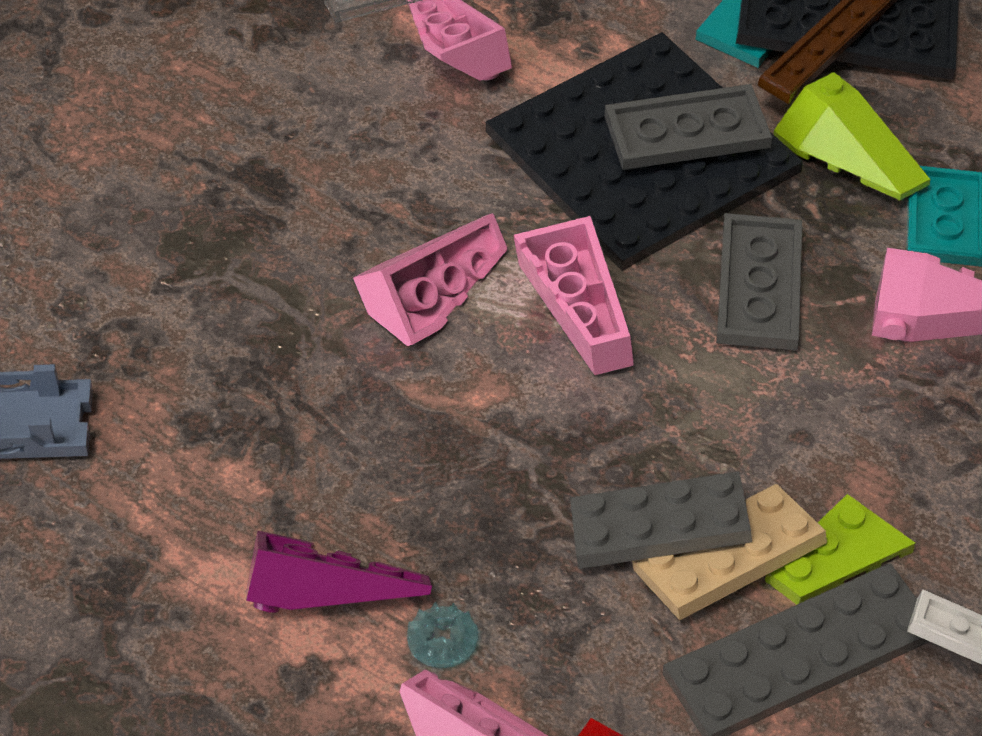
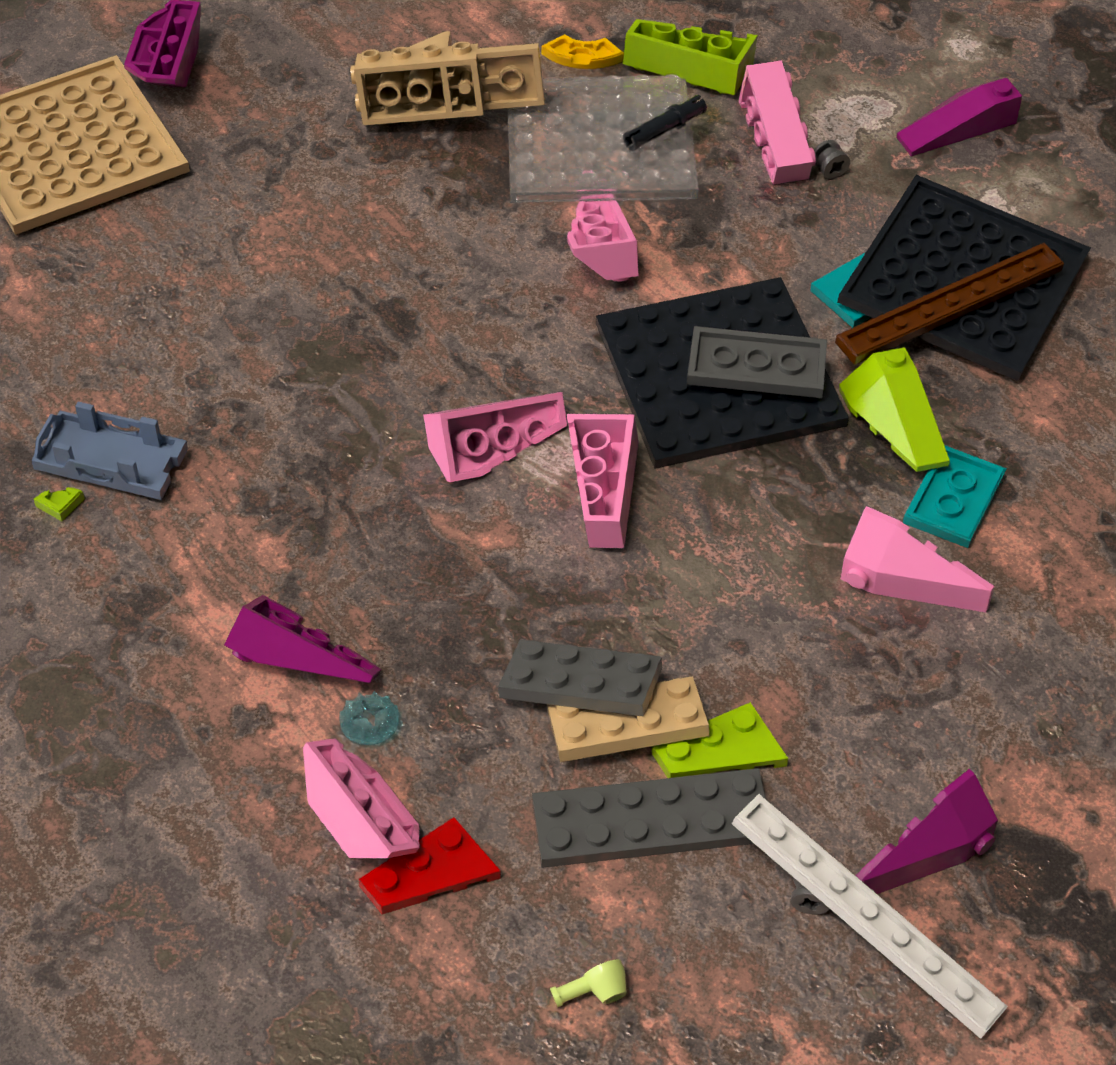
camera: 20 degrees right, 0 degrees up
(760, 282) = (762, 508): dark grey plate -> none

